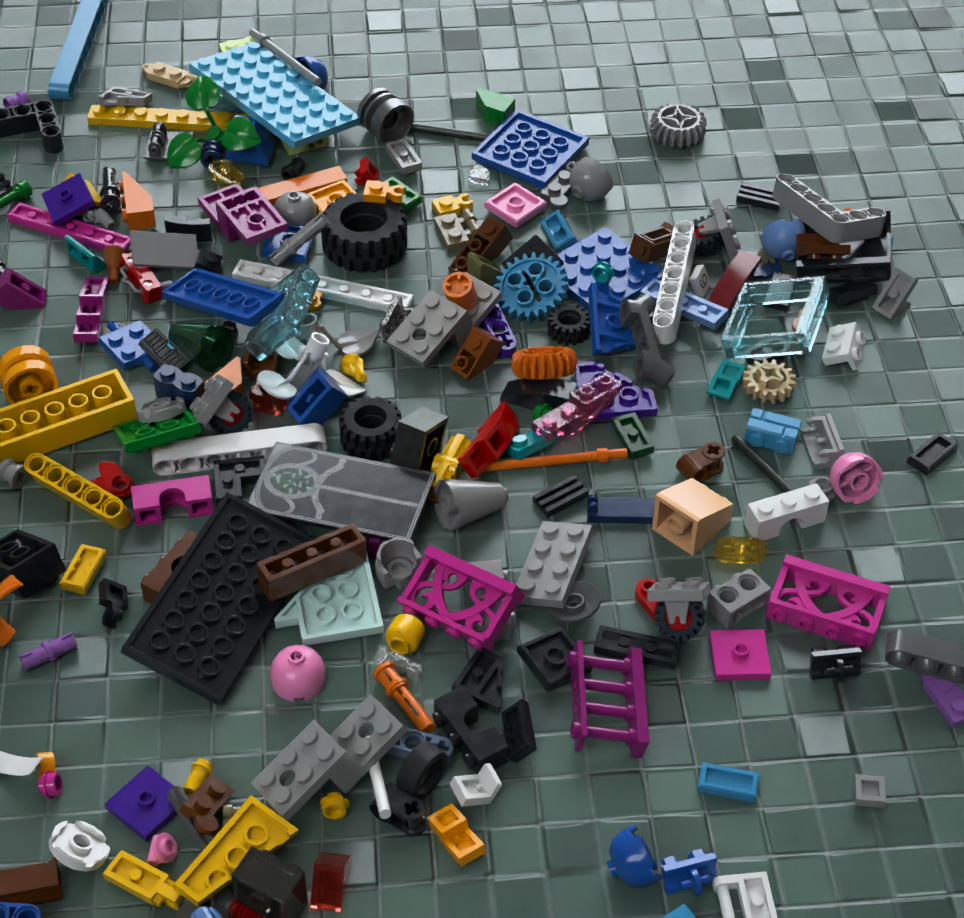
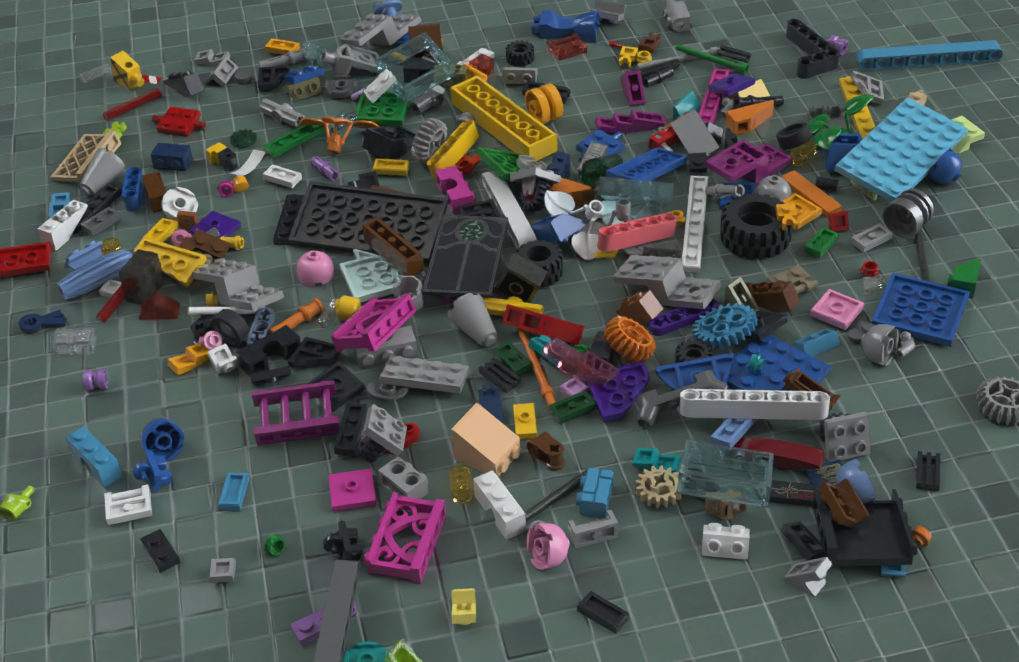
camera: 85 degrees right, 5 degrees down
(48, 706) = (282, 176): none -> white plate
(66, 505) = (428, 139): none -> light grey gear
(121, 835) = (187, 219): none -> dark orange tile
(159, 704) = (287, 219): none -> black plate
(188, 165) = (793, 135): none -> black tyre
(264, 41) = (968, 133): light grey bar -> none
(345, 329) = (636, 232): none -> coral beam
(435, 799) = (211, 340): none -> bright pink plate
(449, 205) = (823, 274): yellow plate -> none
(455, 169) = (869, 269): none -> red plate
(460, 289) = (685, 276): orange piece -> none
(537, 478) = (512, 358): none -> dark green plate
(597, 433) = (573, 387): none -> lavender tile
(643, 481) = (525, 420): none -> yellow plate
(699, 281) = (777, 430): white tile -> none
(823, 216) = (867, 500): light grey beam -> none
(827, 867) = (160, 550): none -> black plate
(829, 735) = (274, 545): none -> green plate
(936, 560) = (463, 606): none -> light yellow bracket

